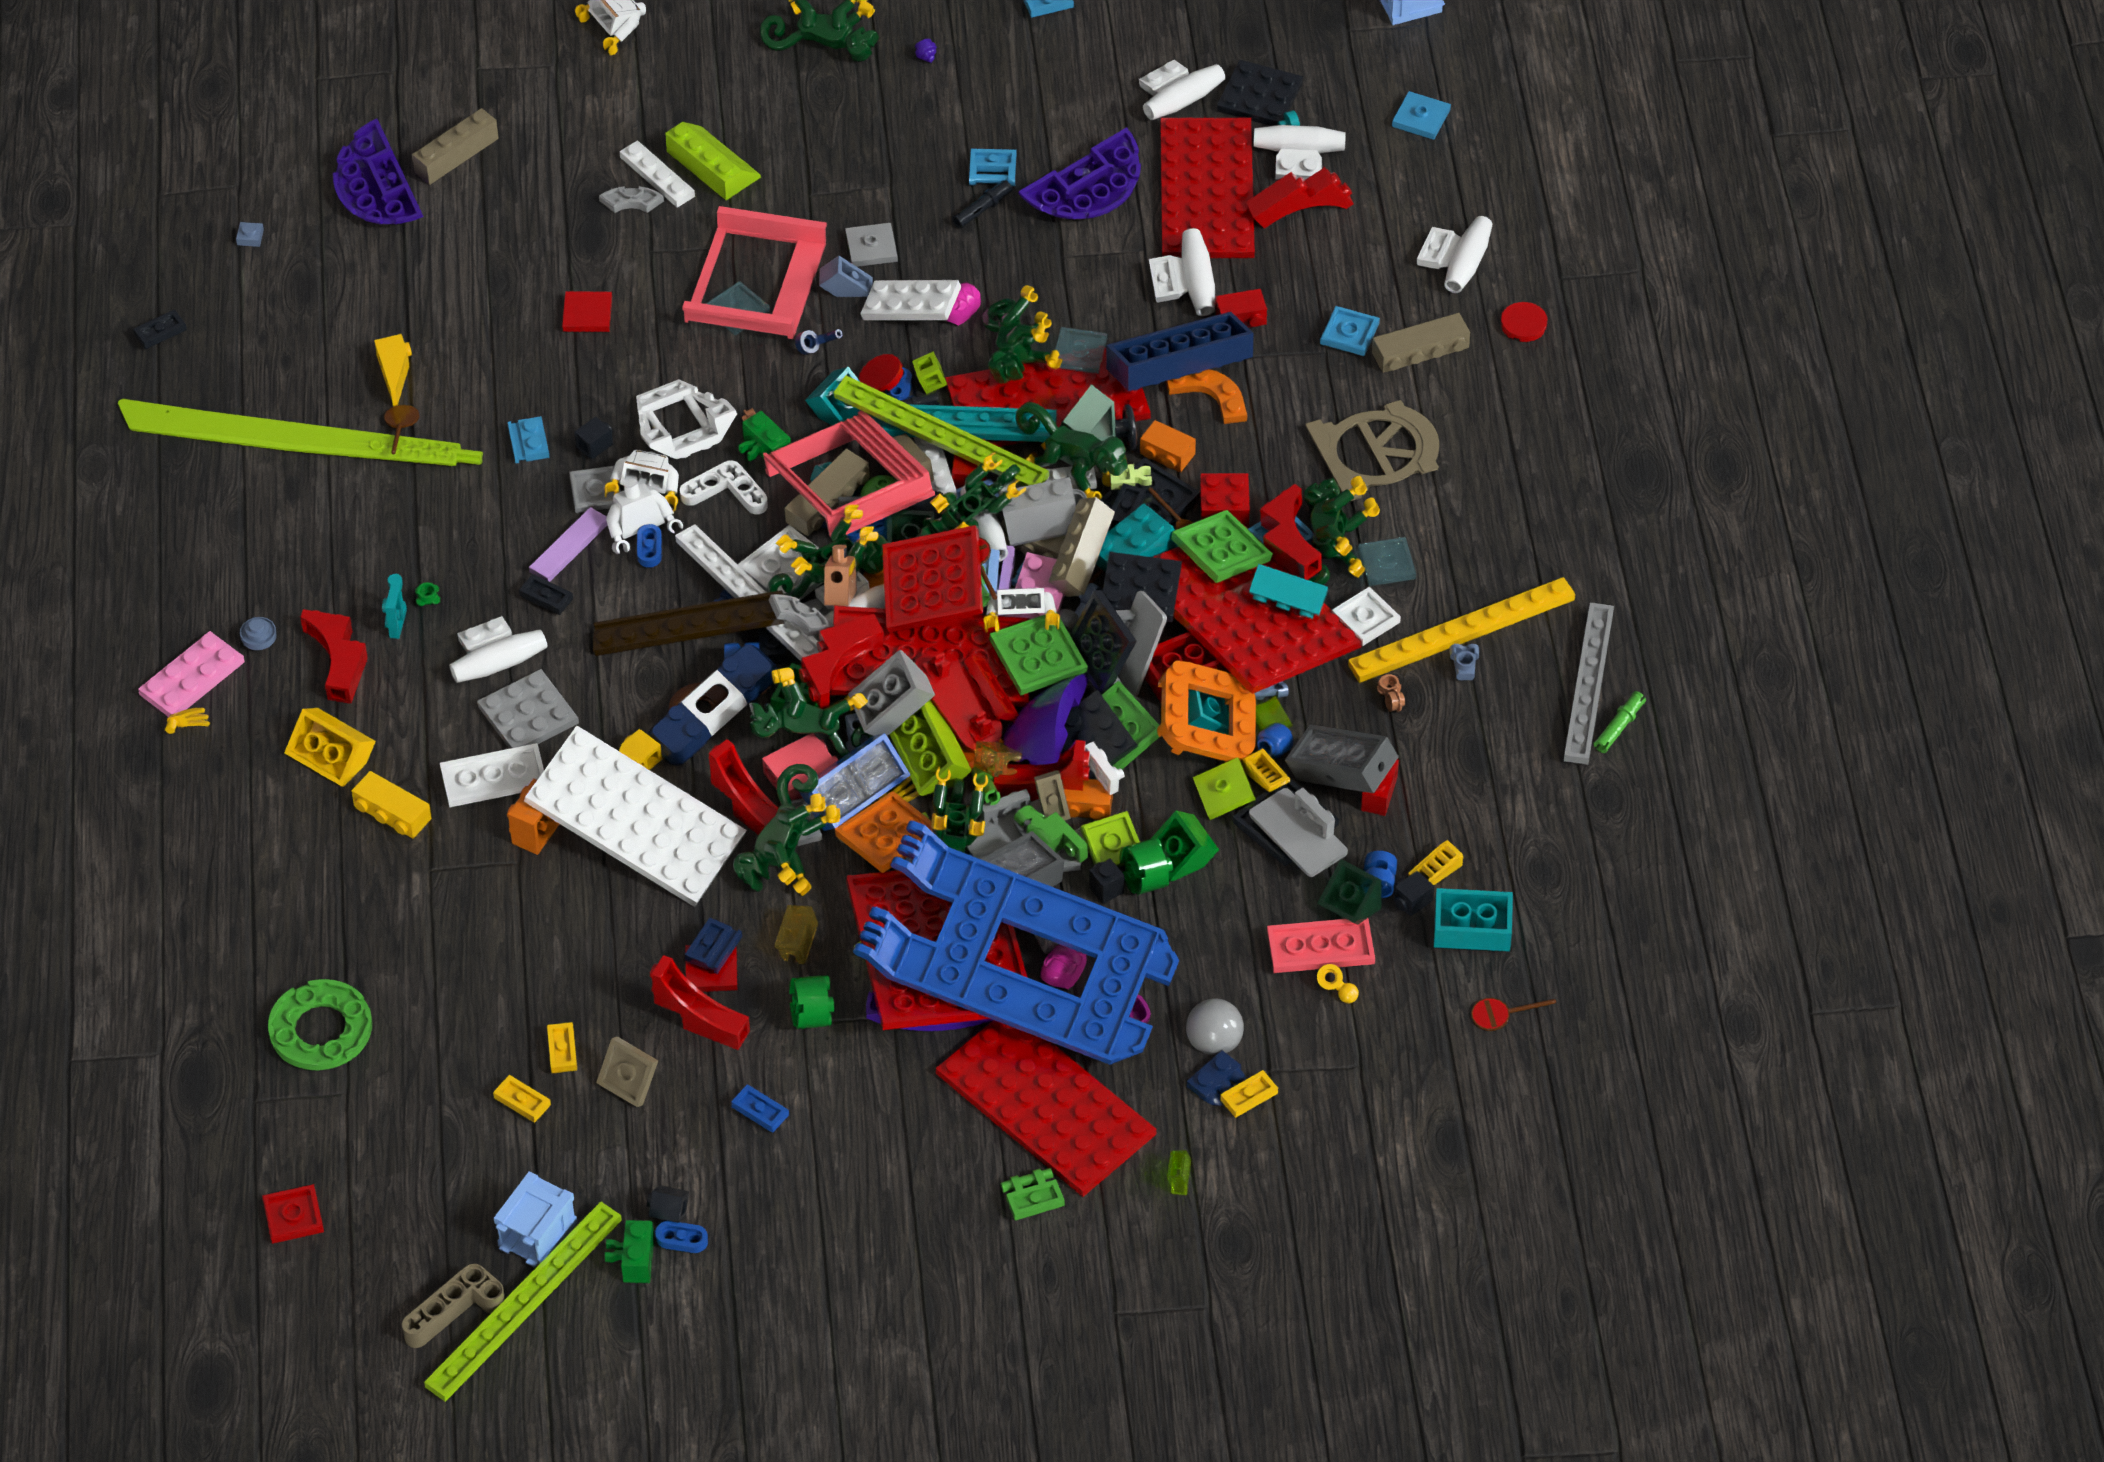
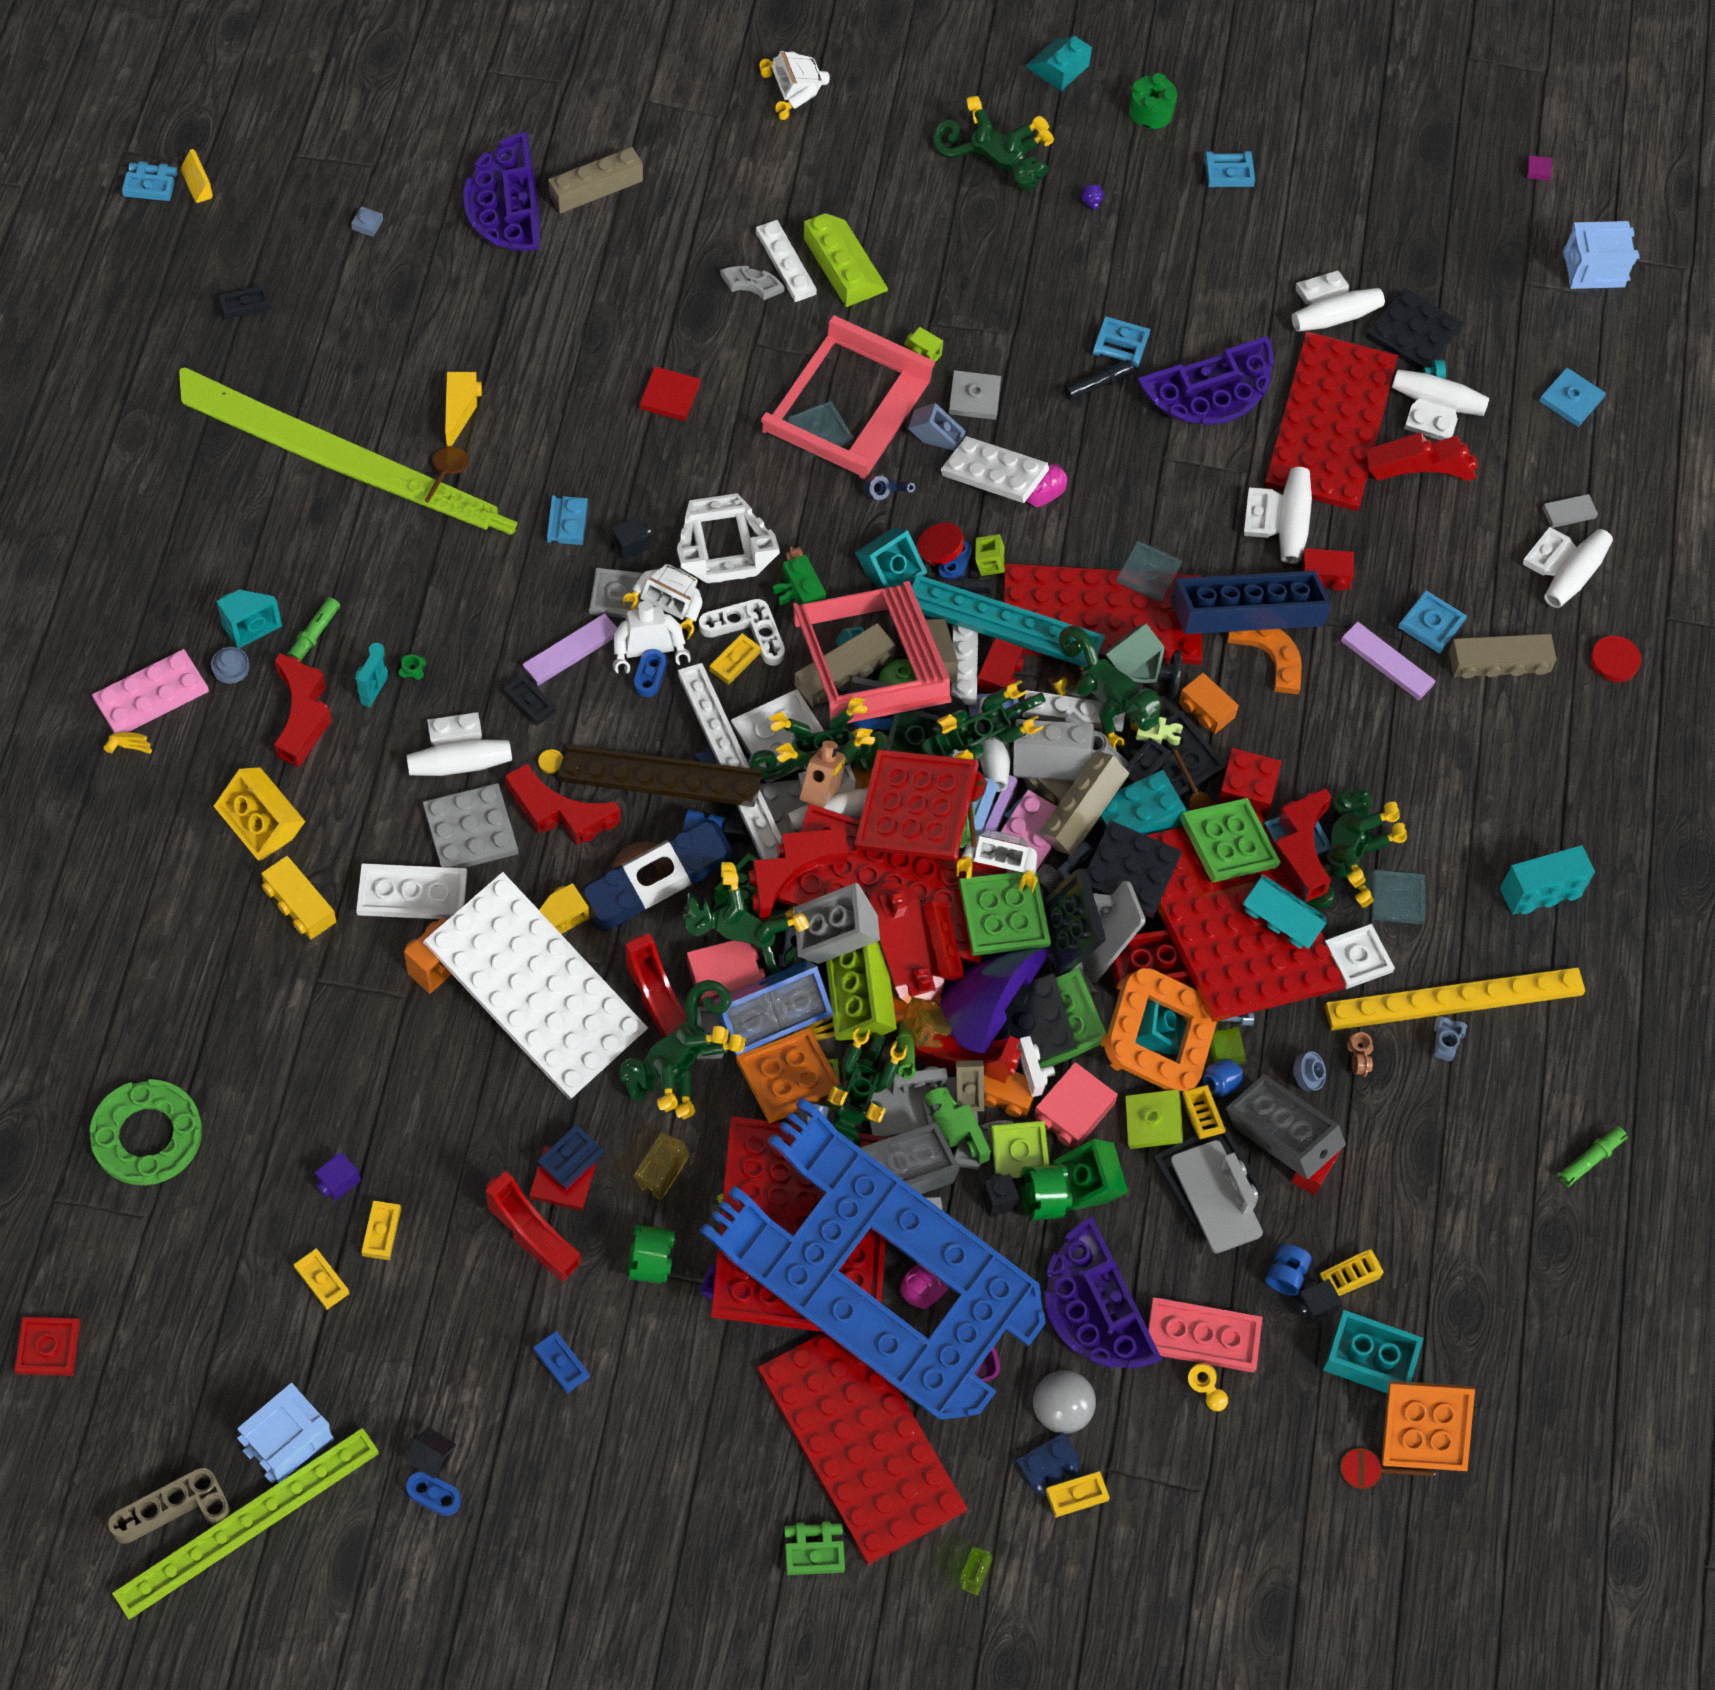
camera: 10 degrees right, 10 degrees up
(30, 248) = (148, 186): none -> dark azure plate
(73, 234) = (196, 177): none -> yellow slope
(262, 586) = (248, 616): none -> teal slope
(322, 594) = (308, 637): none -> bright green pin
(507, 1015) = (337, 1177): none -> dark purple brick
(582, 641) = (550, 761): none -> yellow piece
(593, 677) = (547, 808): none -> red arch
(627, 1071) = (436, 1282): dark tan tile -> none
(634, 1252) = (379, 1500): green brick -> none
(723, 515) = (735, 659): none -> yellow plate
(791, 609) = (772, 802): light grey tile -> none
(811, 210) = (925, 344): none -> lime brick
(935, 430) = (978, 631): lime plate -> none
(1015, 338) = (1086, 543): dark green animal -> none
(1151, 794) = (1075, 1106): none -> coral brick
(1216, 943) = (1093, 1304): none -> dark purple brick
(1319, 373) = (1388, 661): none -> lavender tile
(1349, 715) = (1309, 1071): none -> sand blue plate
(1352, 893) = (1252, 1287): clear green slope -> none
(1423, 458) = (1468, 788): dark tan window -> none
(1447, 210) = (1570, 511): none -> light grey tile
(1514, 511) = (1547, 880): none -> teal brick
(1537, 960) = (1428, 1425): none -> orange plate
(1588, 683) = (1571, 1101): light grey plate -> none

